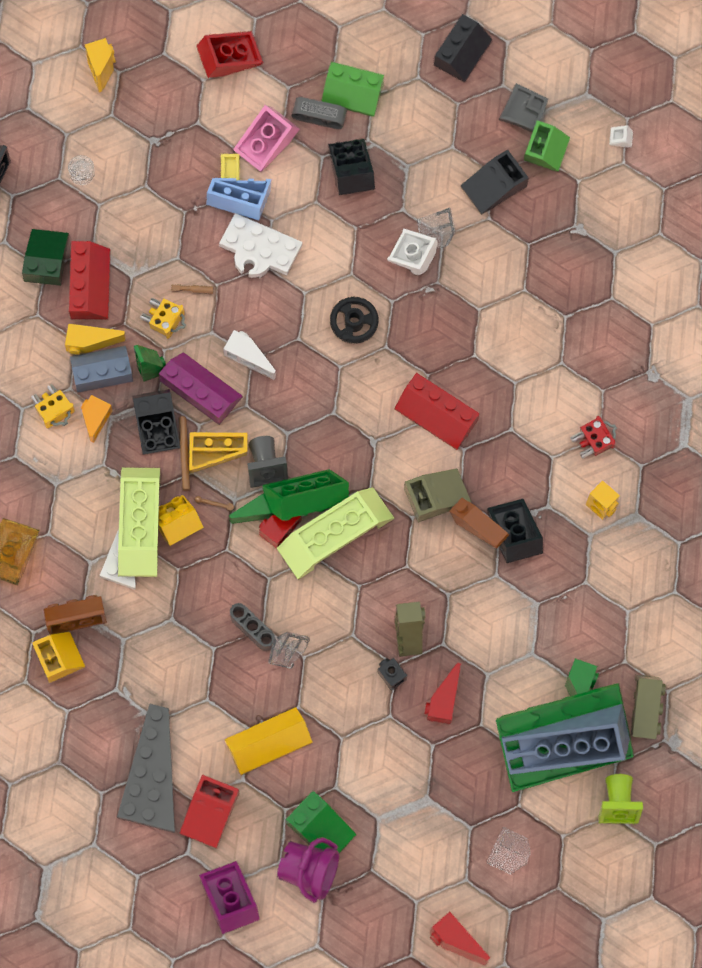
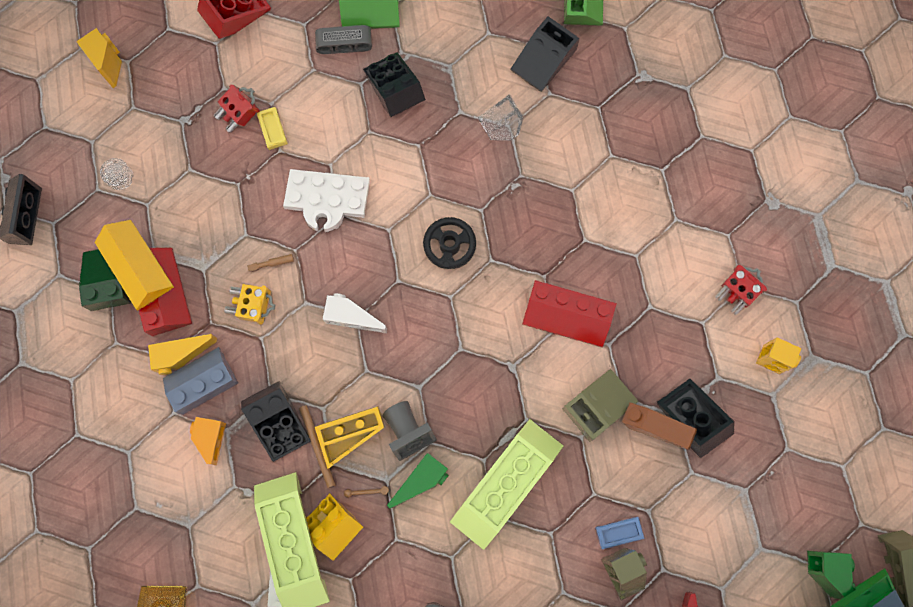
camera: 10 degrees left, 5 degrees up
(53, 407) = (168, 442): yellow piece -> none
(77, 250) = (132, 263): none -> yellow slope
(148, 362) = (246, 360): green slope -> none
(199, 387) = (311, 367): magenta slope -> none
(205, 144) = (238, 107): none -> red piece
(239, 196) = (288, 150): light blue wedge -> none
(266, 138) = (297, 81): bright pink slope -> none
(277, 530) = (444, 499): red slope -> none
(306, 494) = (462, 454): green slope -> none
(414, 251) = (487, 151): white slope -> none
(426, 600) = (619, 532): none -> medium blue tile

